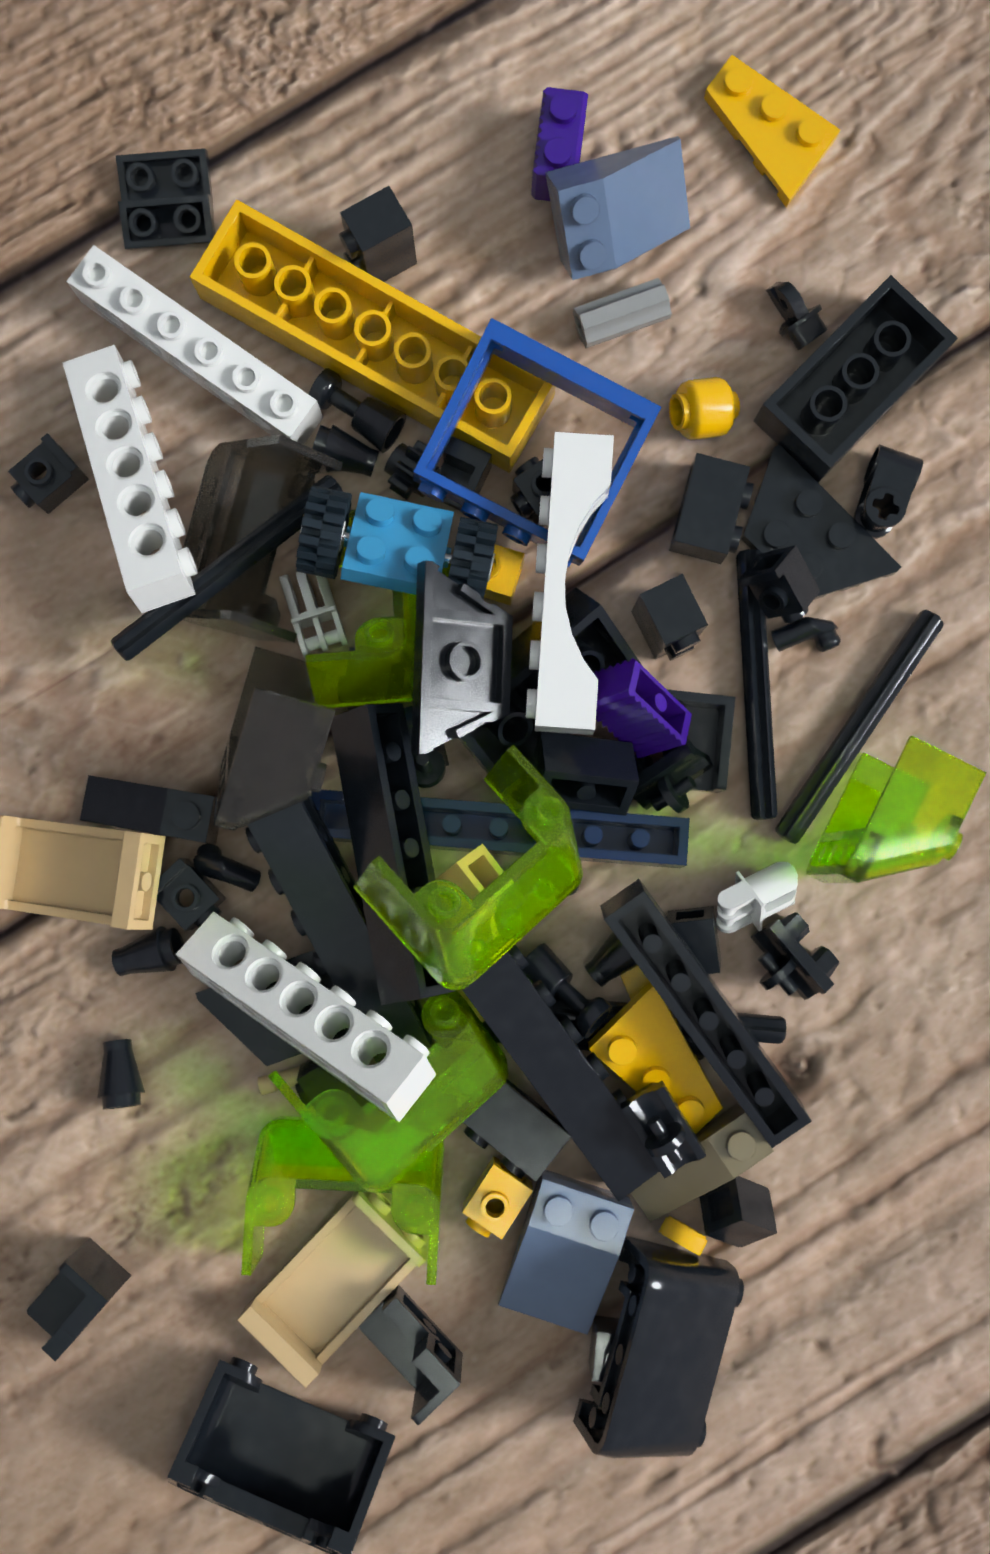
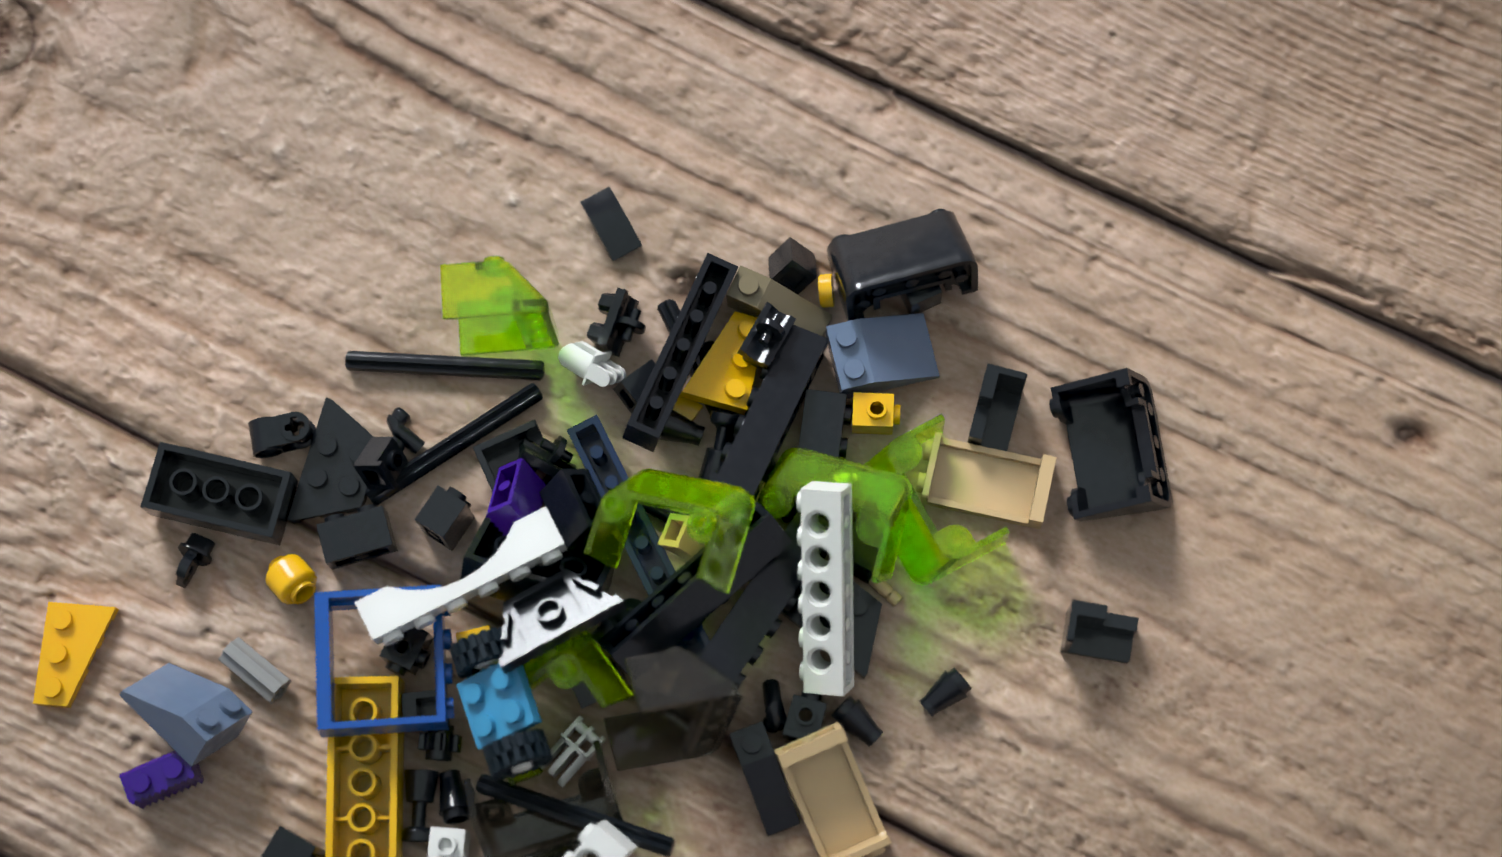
camera: 115 degrees left, 10 degrees down
(922, 1024) = (611, 223): none -> black slope

